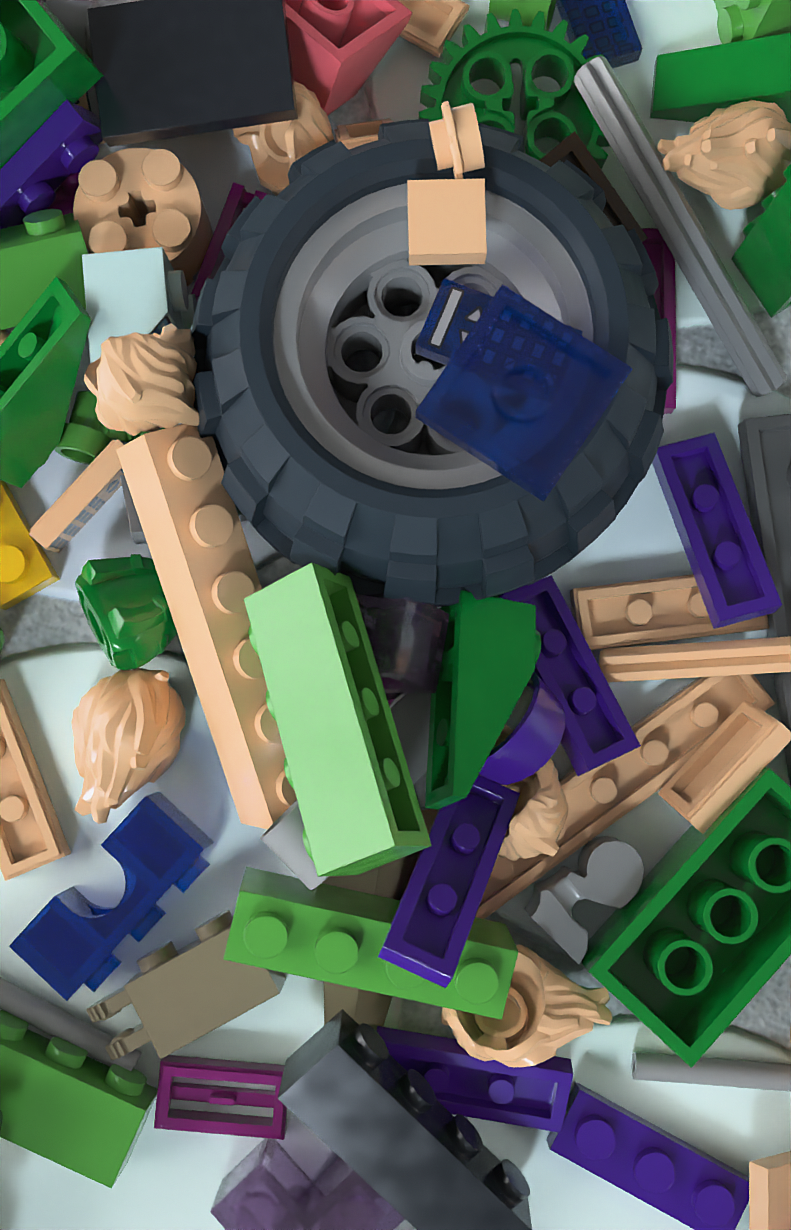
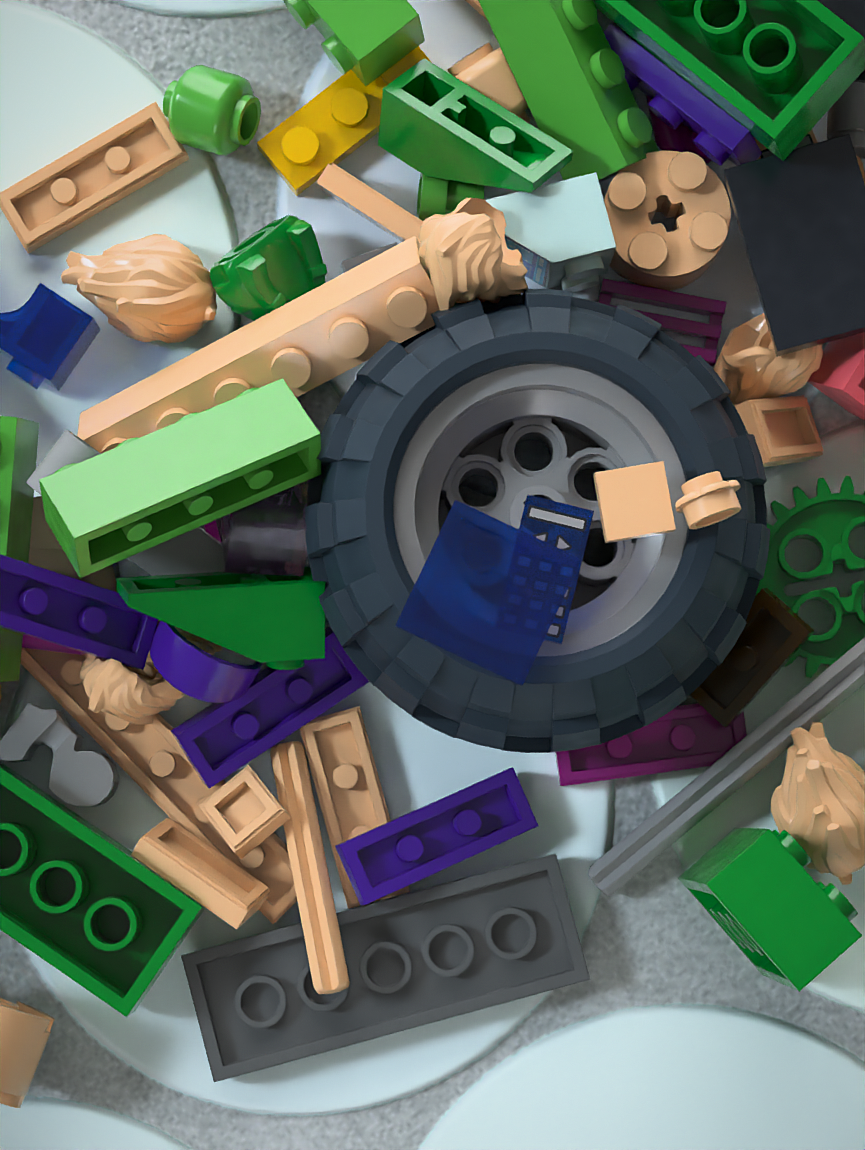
camera: 75 degrees right, 0 degrees up
(668, 713) = (244, 811): none -> light nougat tile

